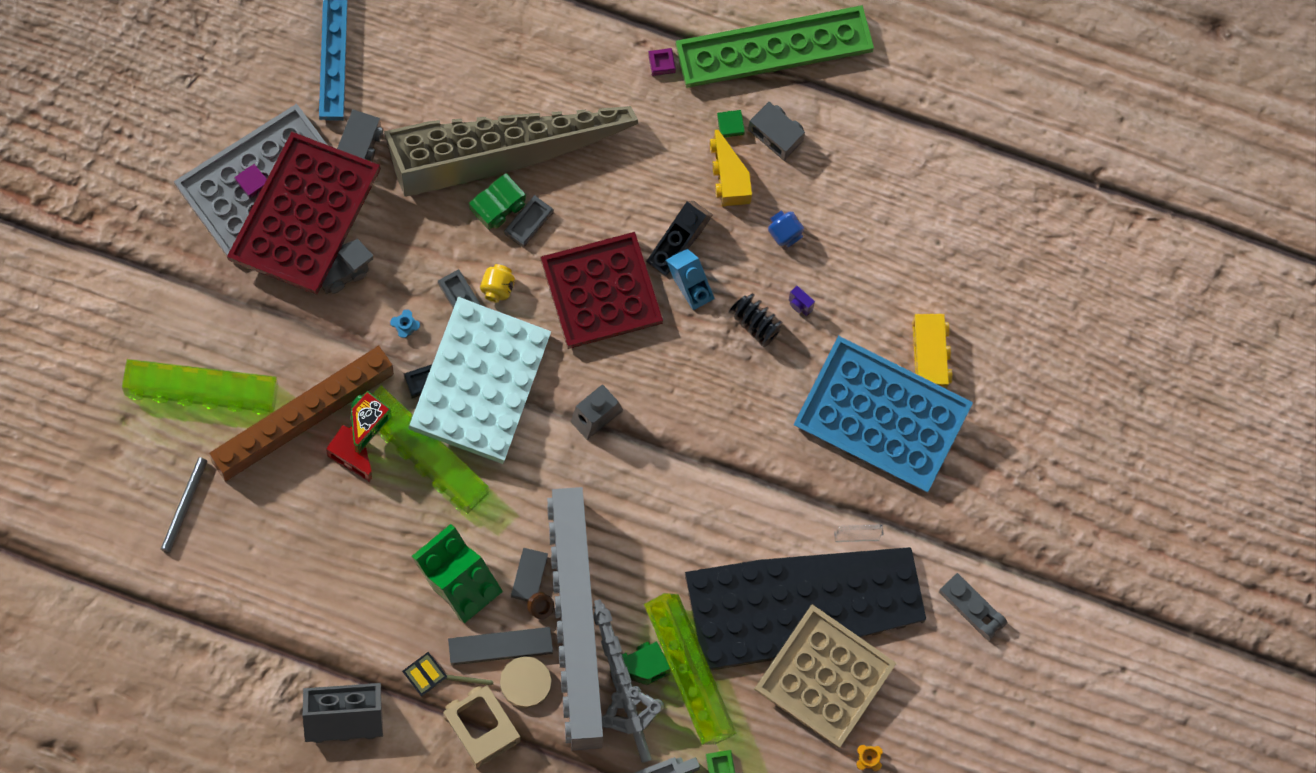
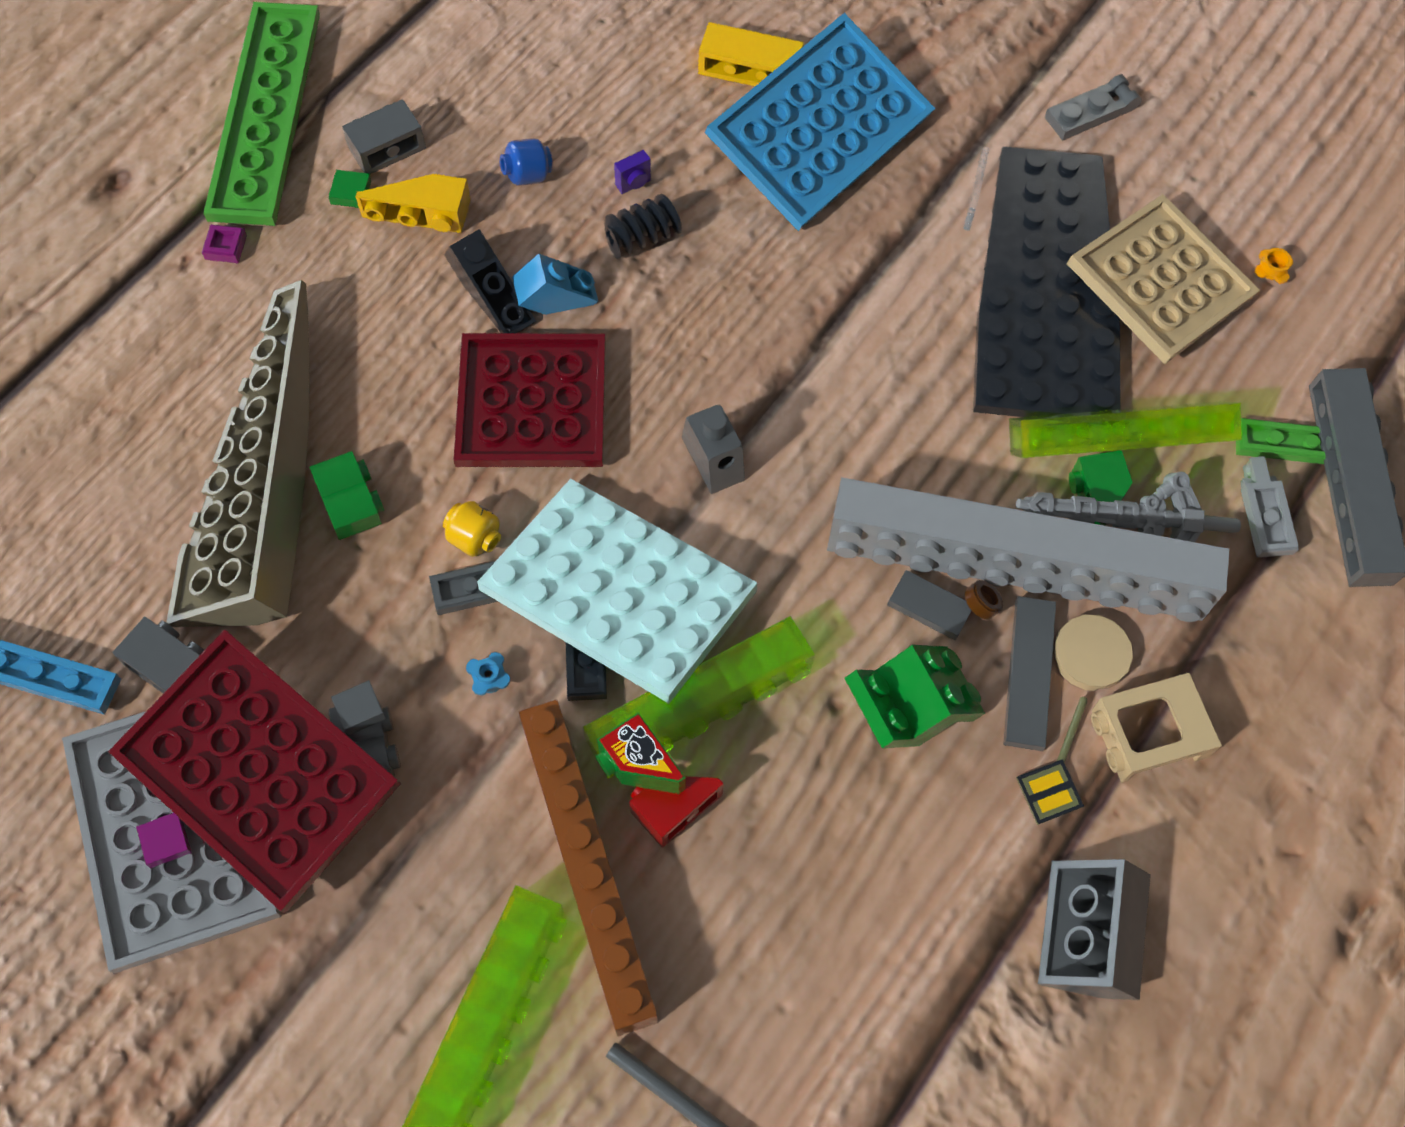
camera: 70 degrees left, 5 degrees down
(528, 221) = (390, 467): dark grey tile -> none

